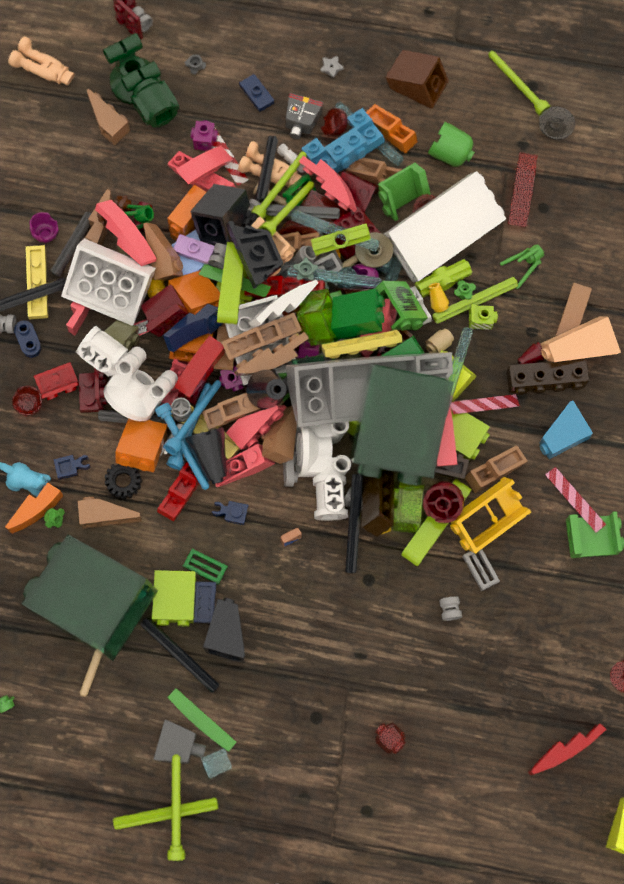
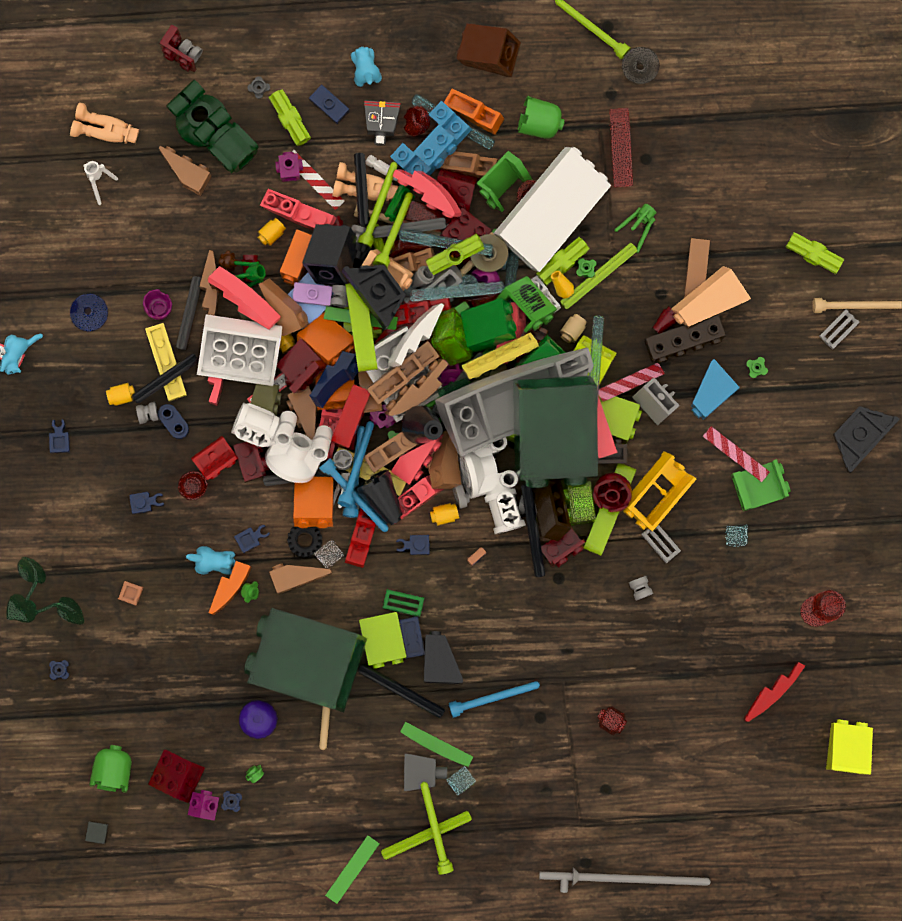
camera: 10 degrees left, 10 degrees up
(19, 95) = (94, 172): none -> white plant
(25, 648) = (258, 719): none -> dark purple cylinder
(78, 832) = (352, 869): none -> bright green sticker
(143, 499) = (329, 554): none -> clear panel
(157, 354) = (305, 411): none -> medium nougat slope
(171, 189) = (271, 232): none -> yellow brick
(204, 164) = (300, 203): coral slope -> none
(216, 95) = (289, 117): none -> lime piece
(233, 686) = (458, 707): none -> dark azure piece
(269, 487) = (444, 514): none -> yellow brick
(299, 67) = (366, 70): none -> medium azure animal
(305, 274) = (422, 292): sand green plate -> none
(332, 71) = (398, 60): light grey plate -> none
(379, 549) = (558, 551): none -> dark red bracket
(477, 321) = (604, 297): lime brick -> none
(495, 469) = (654, 443): medium nougat slope -> none
(506, 427) = (656, 400): none -> light grey brick
(560, 579) = (737, 535): none -> clear light blue panel
(608, 424) = (756, 372): none -> bright green plate

